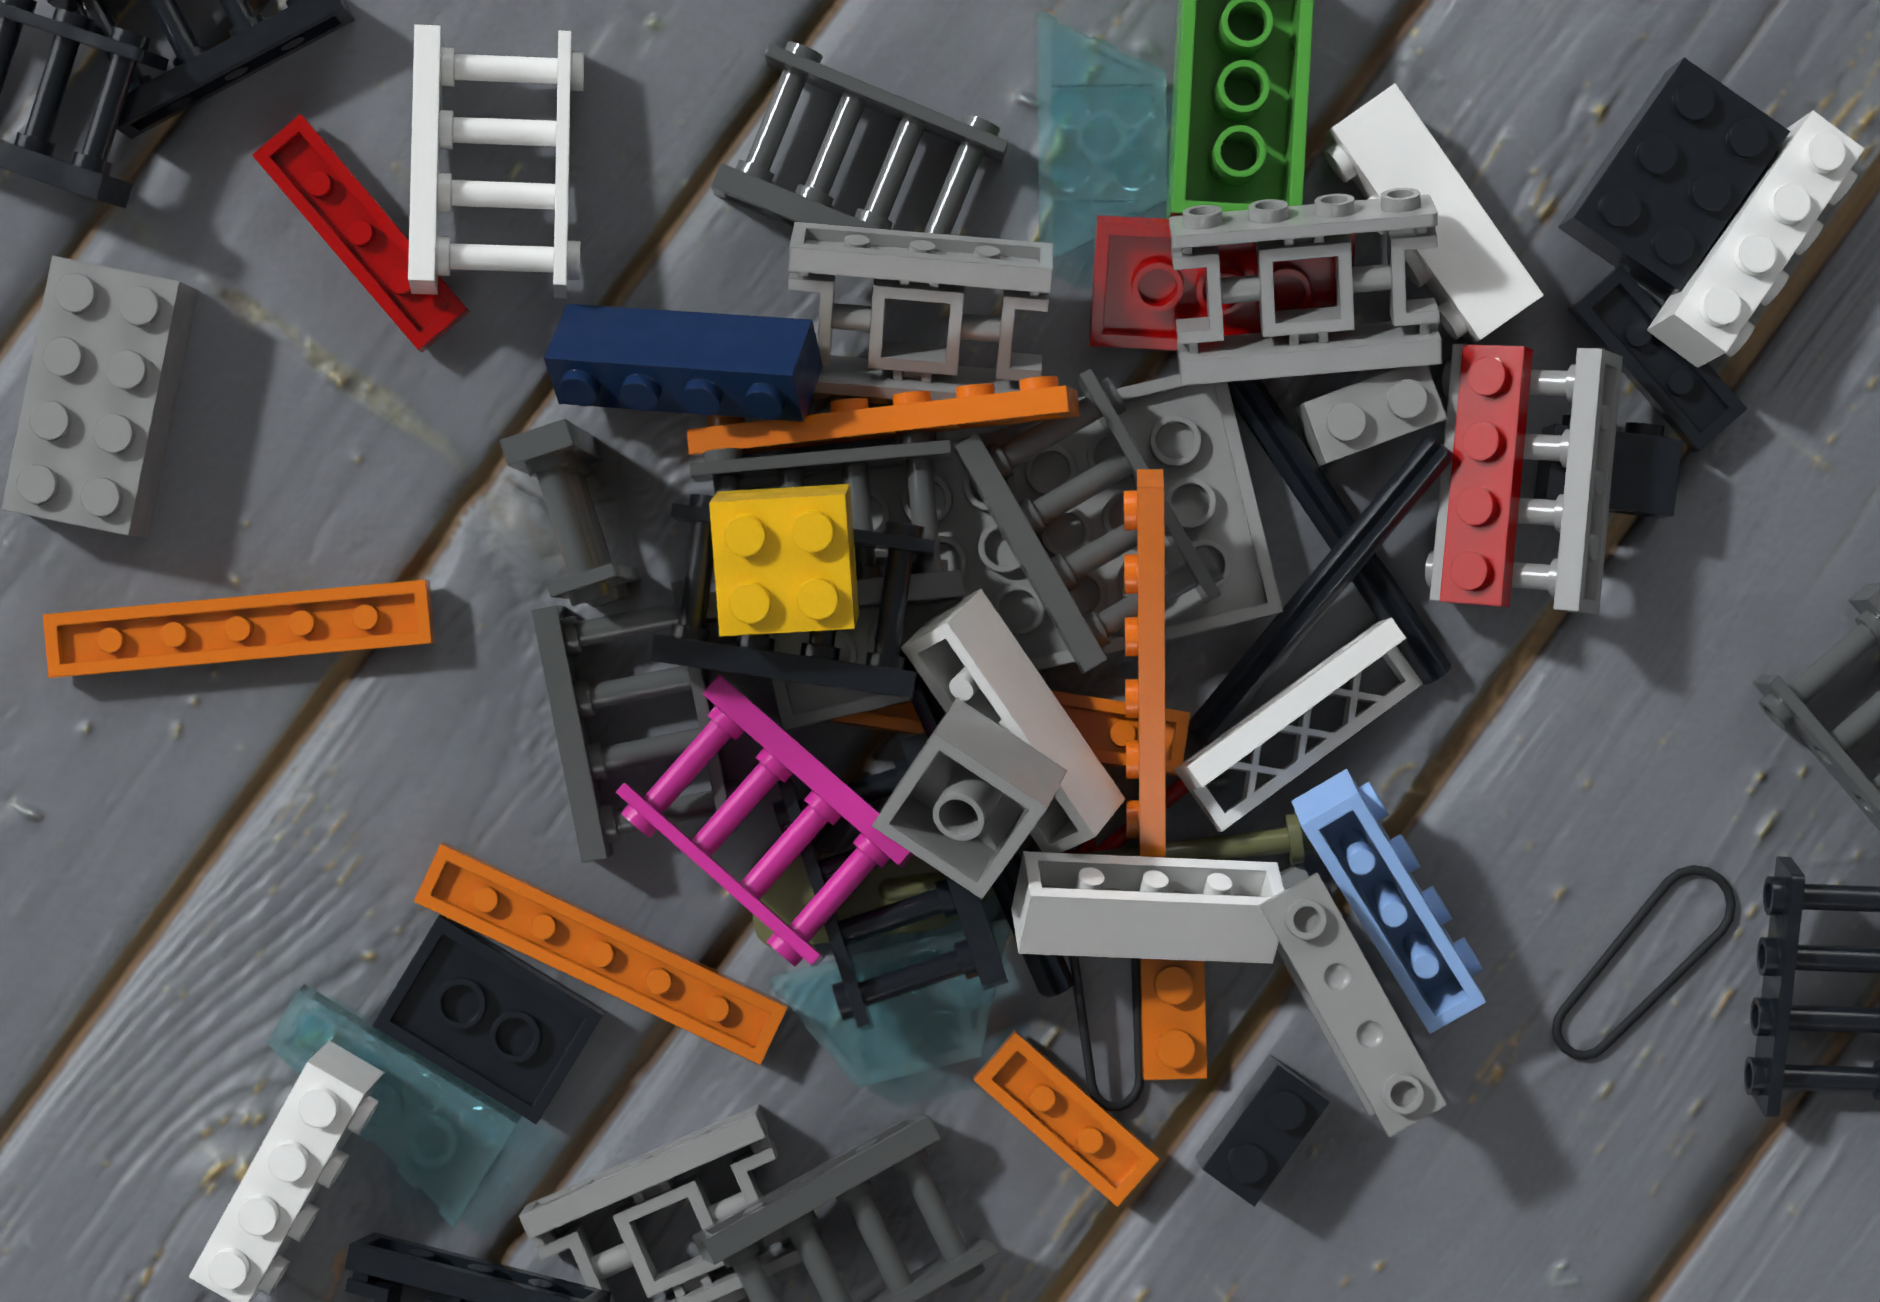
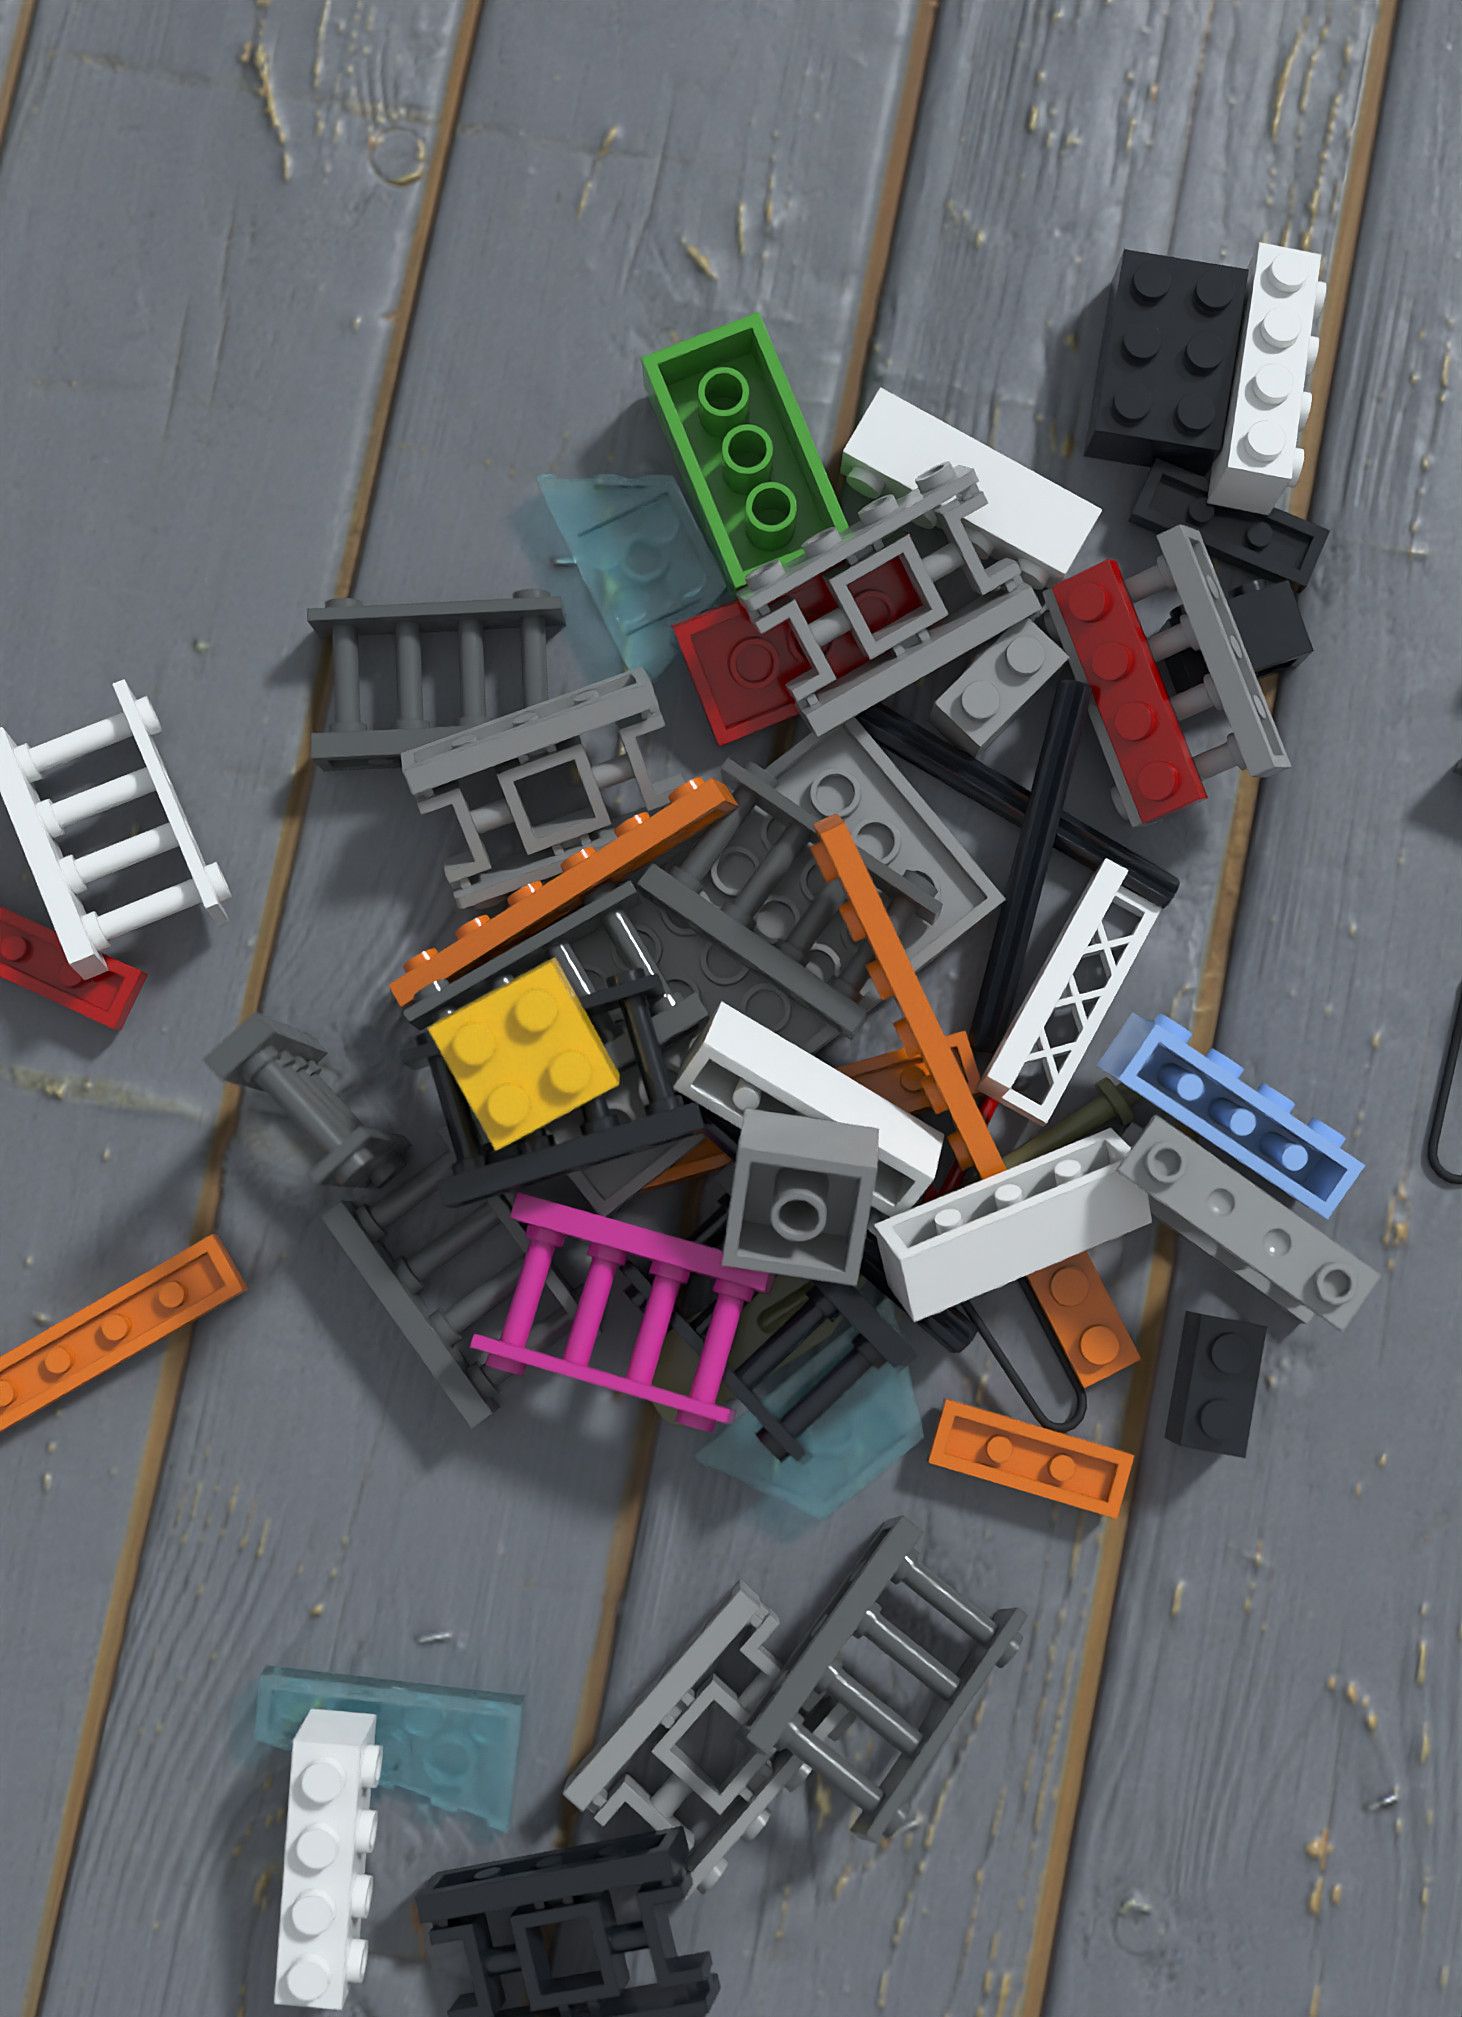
camera: 20 degrees left, 5 degrees down
(488, 1018) = (452, 1617): black plate -> none
(601, 953) = (528, 1505): orange plate -> none
(684, 362) = (358, 924): dark blue brick -> none

